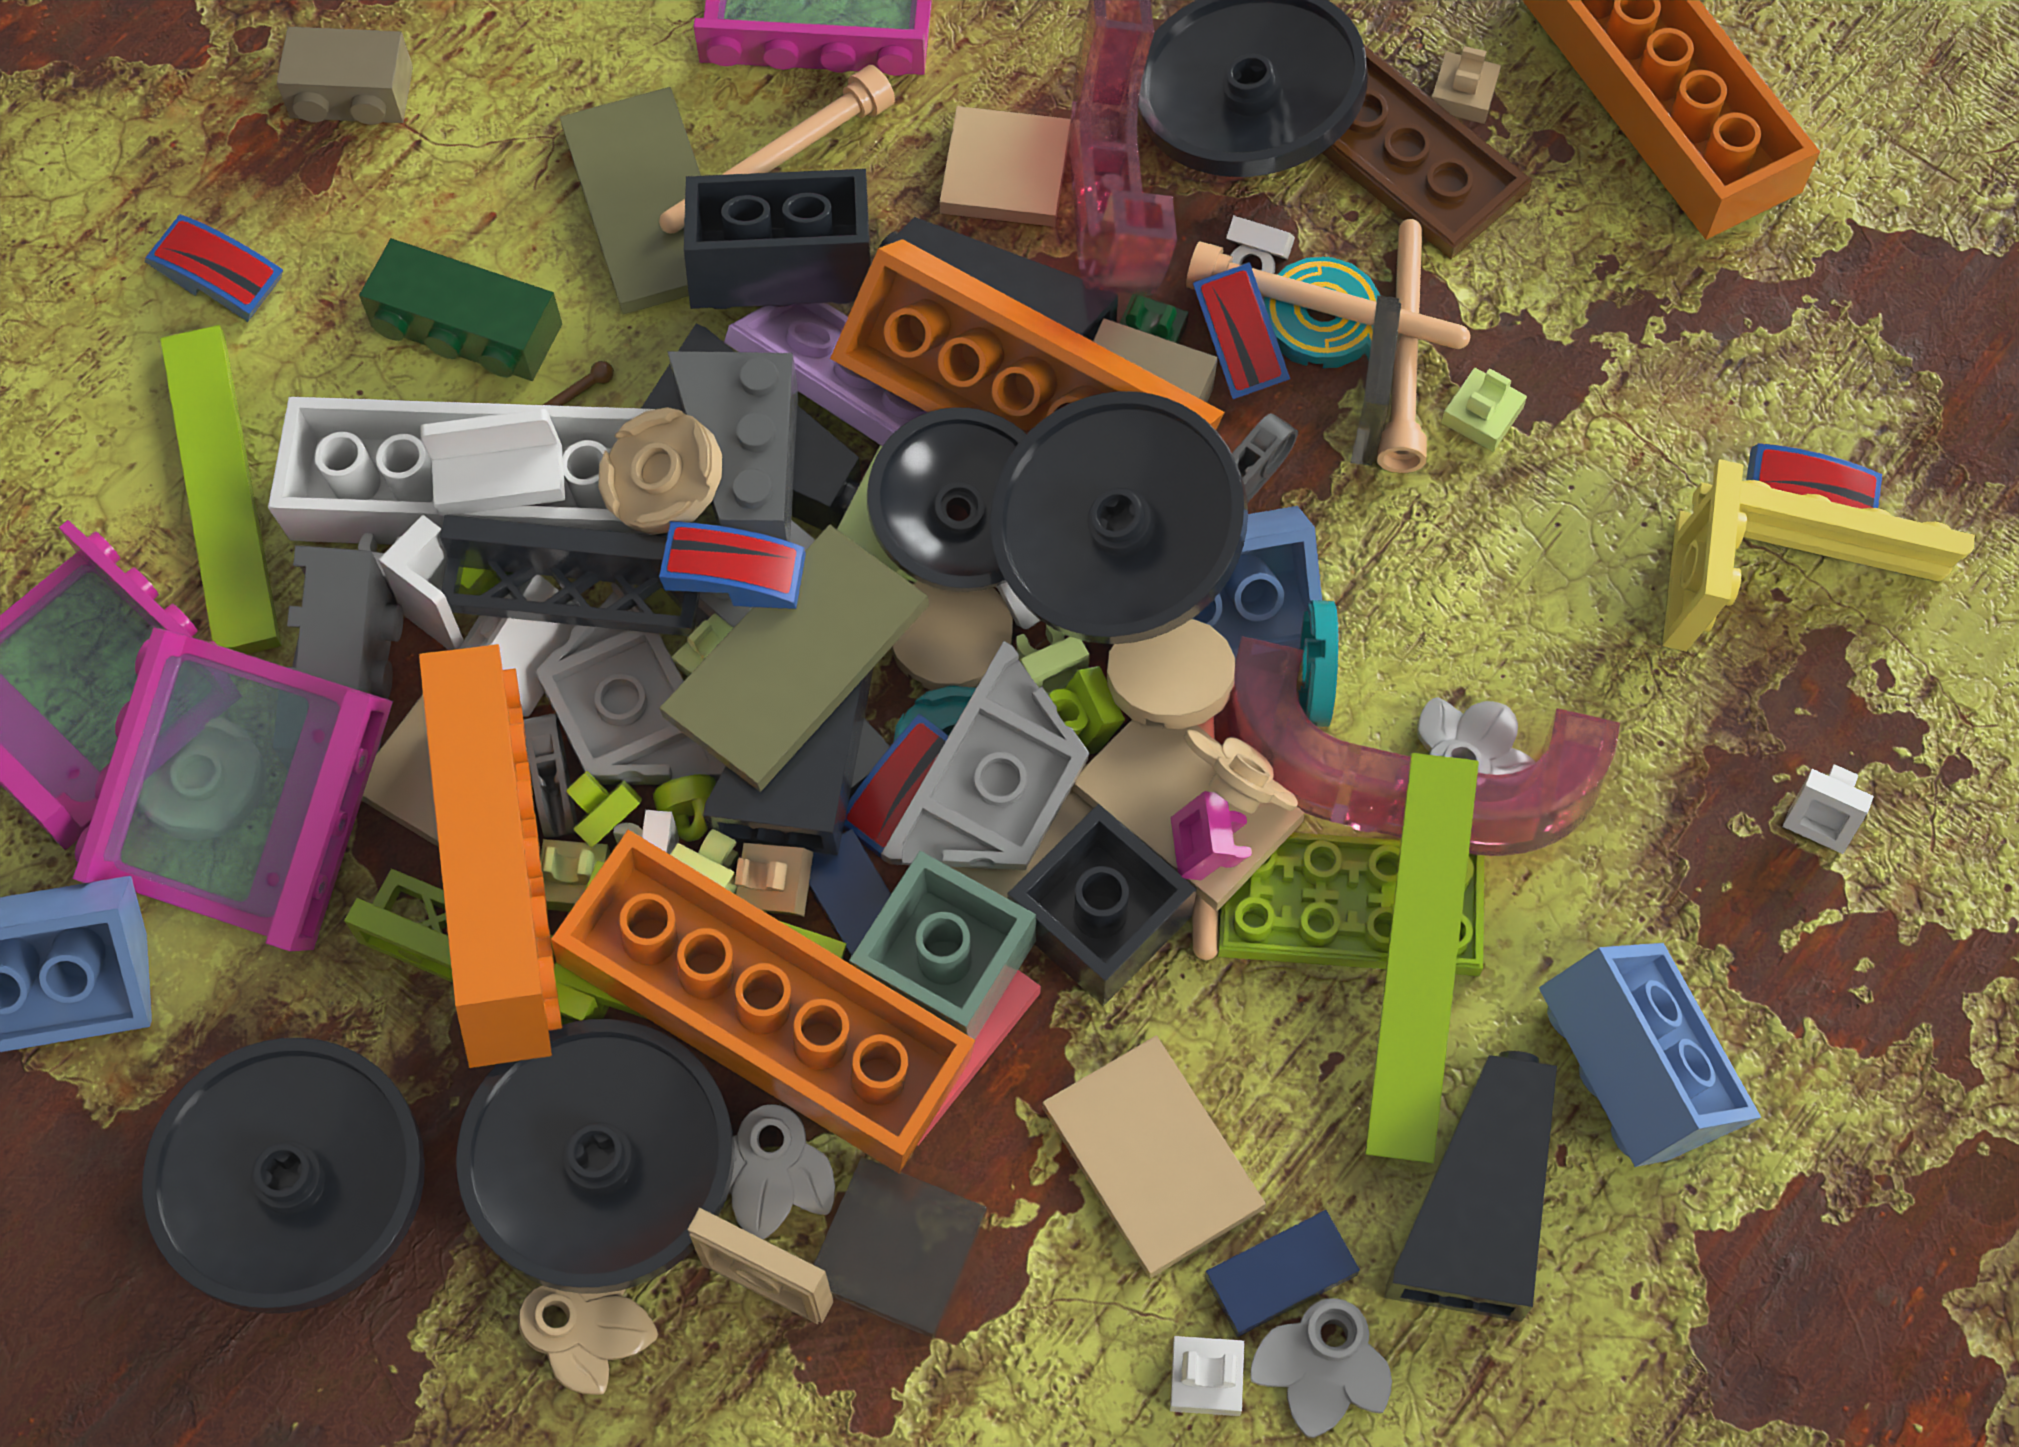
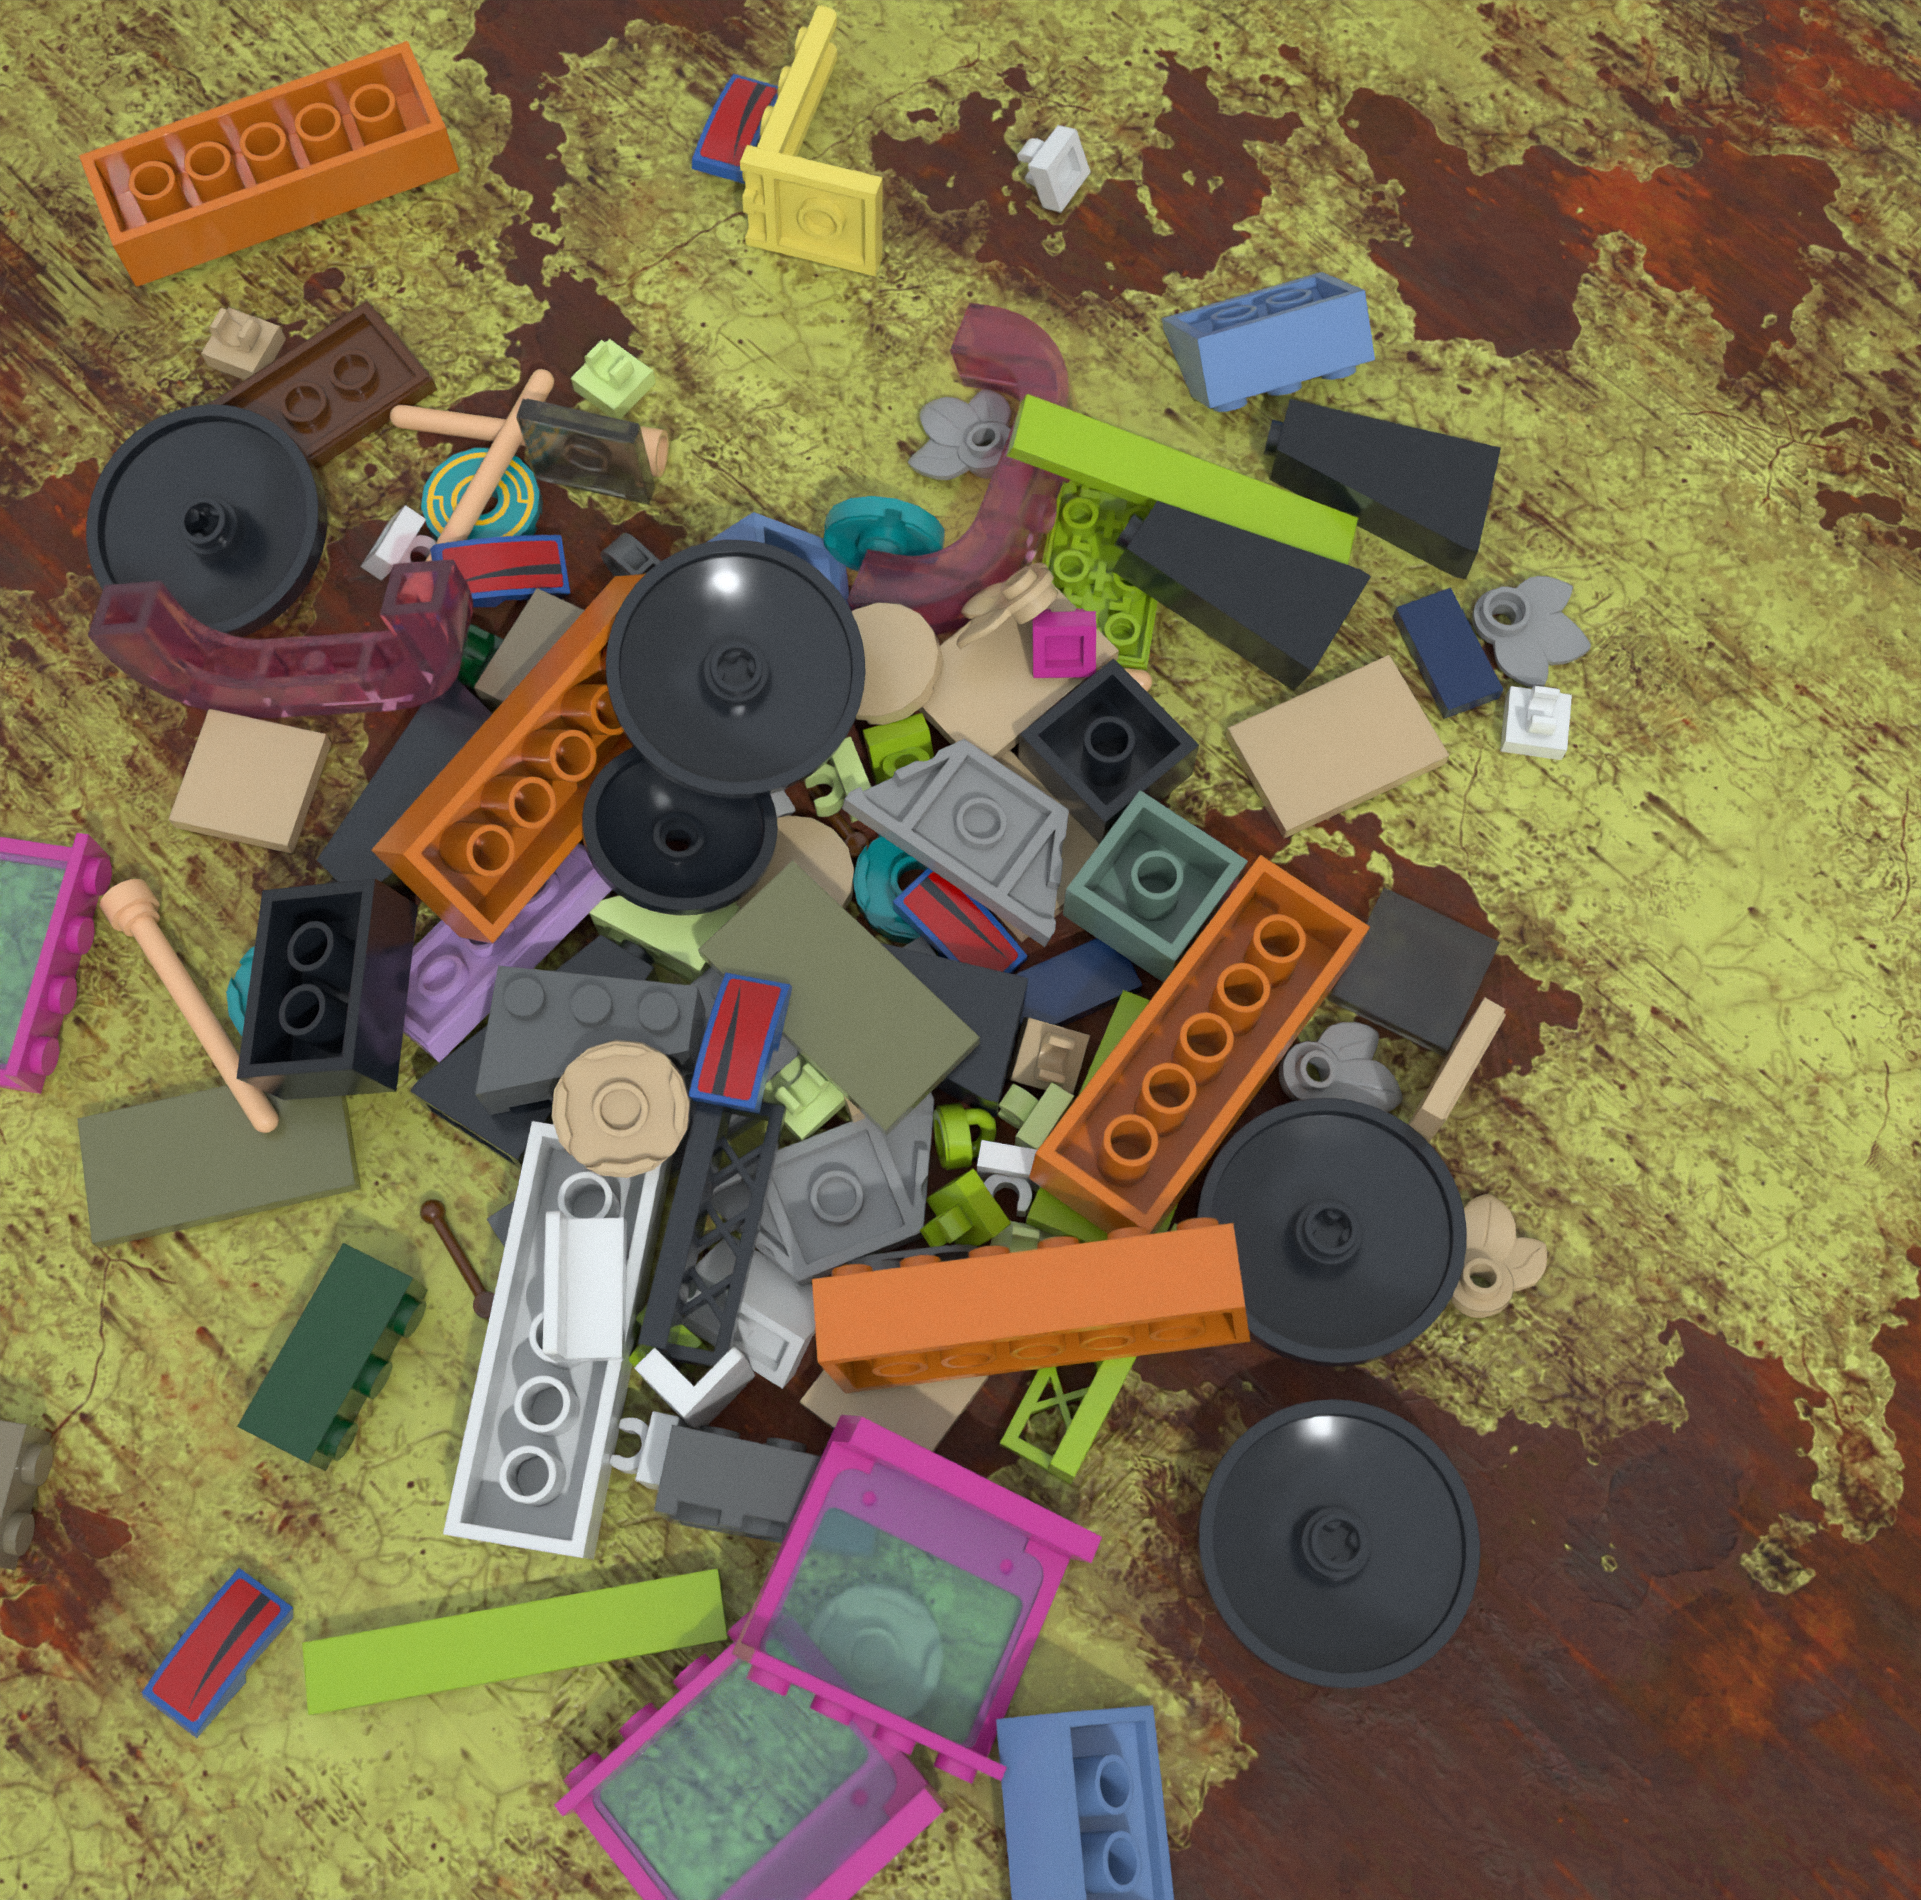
camera: 85 degrees left, 5 degrees up
(1309, 1042) = (1241, 588): none -> black slope

